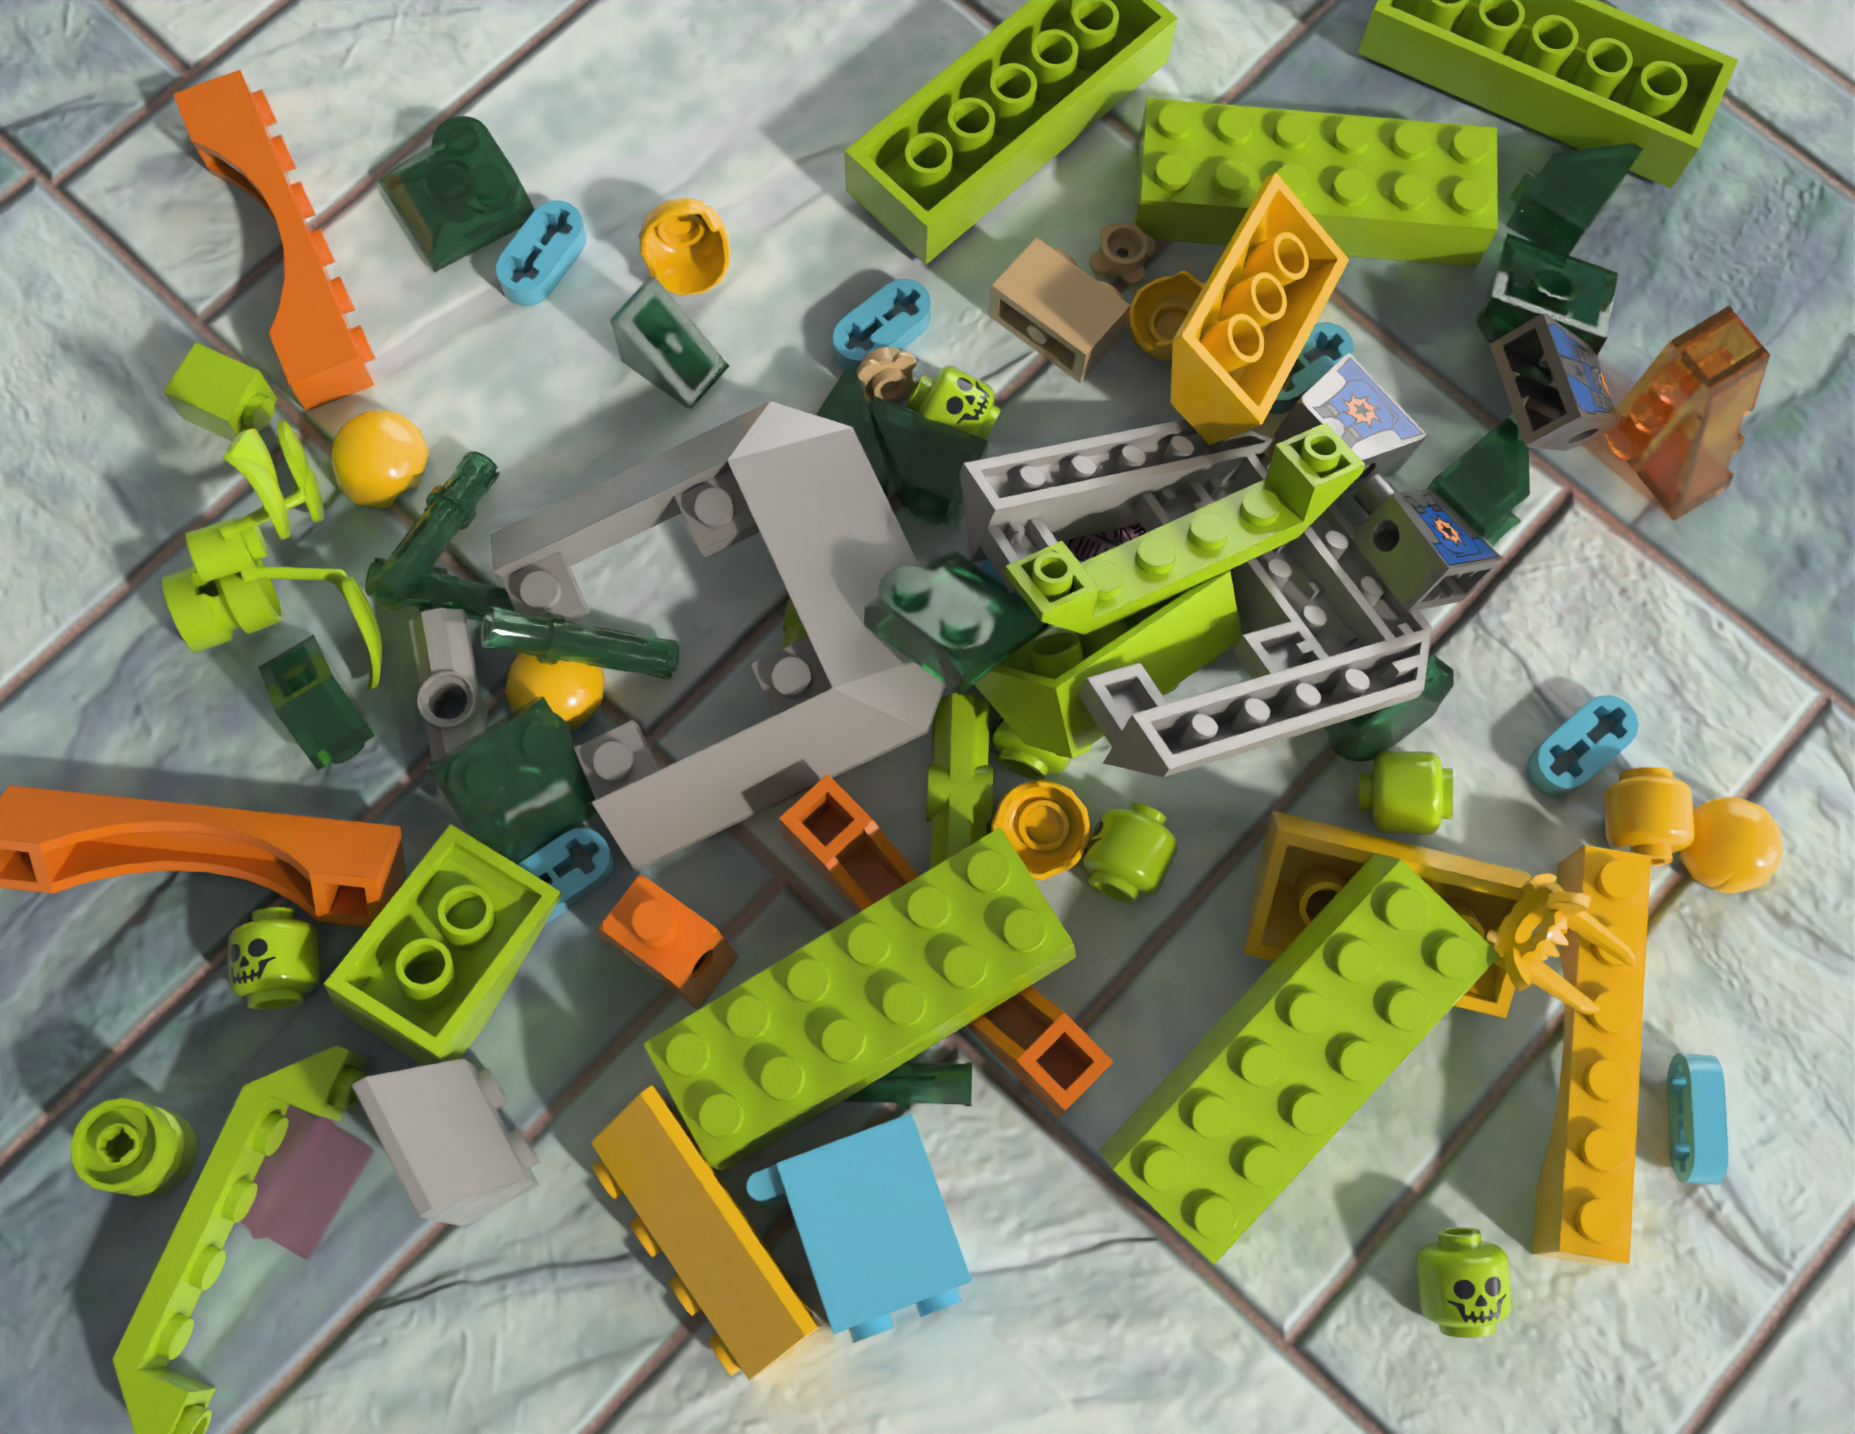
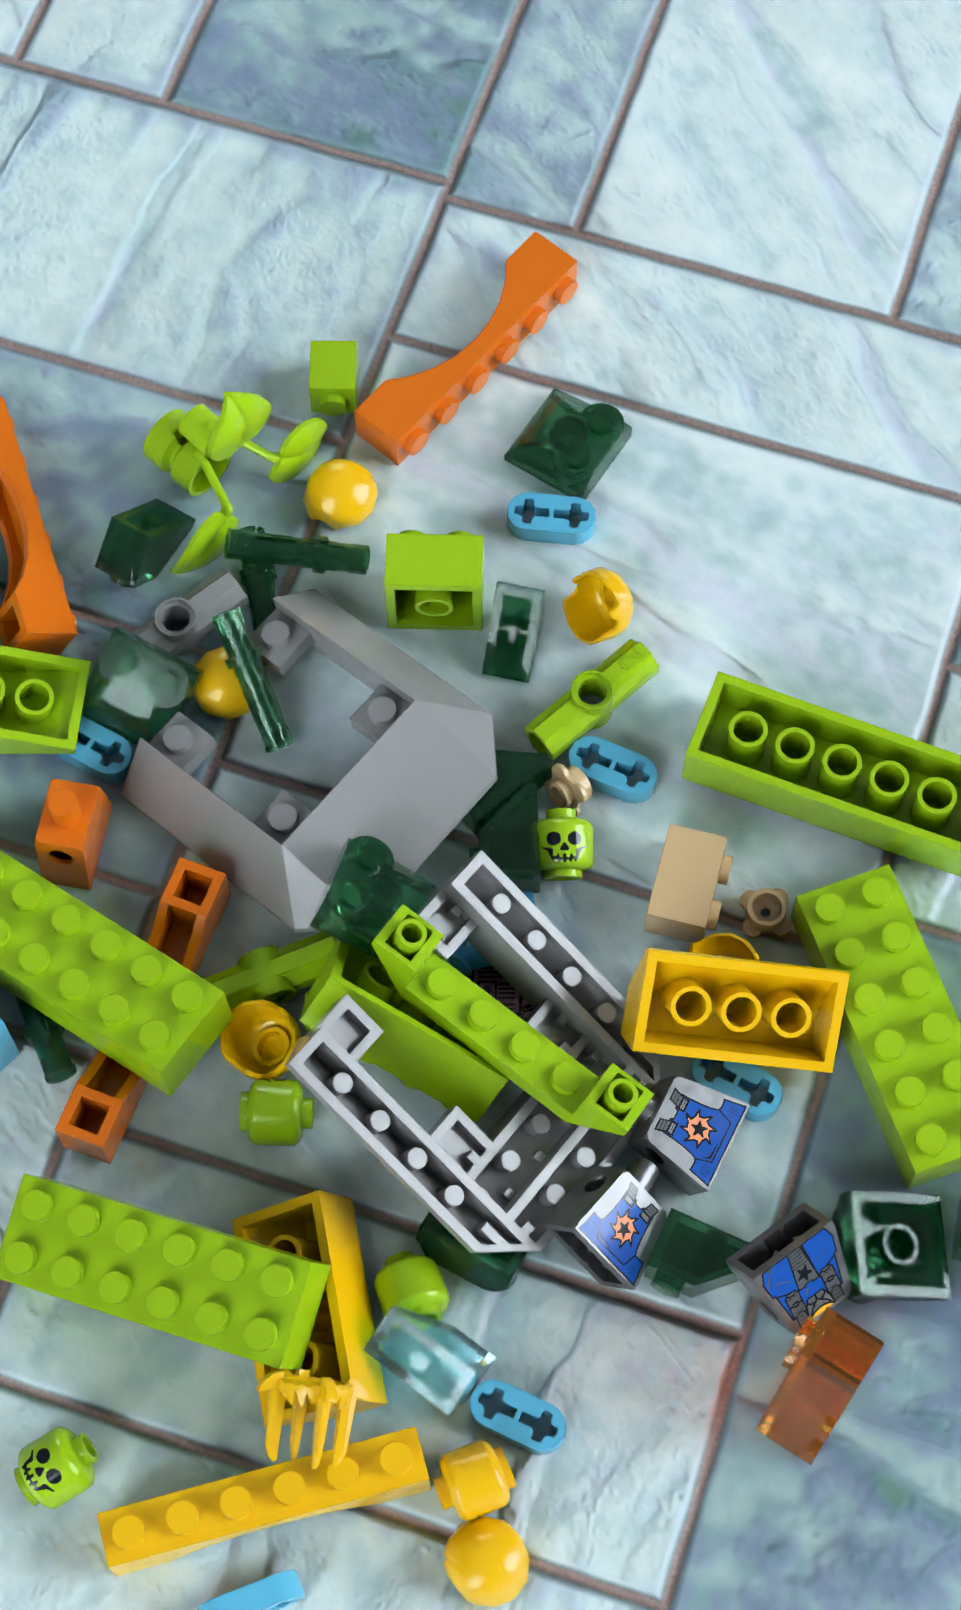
camera: 70 degrees right, 5 degrees down
(564, 390) = (434, 580): none -> lime brick
(802, 330) = (572, 718): none -> lime piece
(1509, 796) = (430, 1357): none -> clear light blue slope

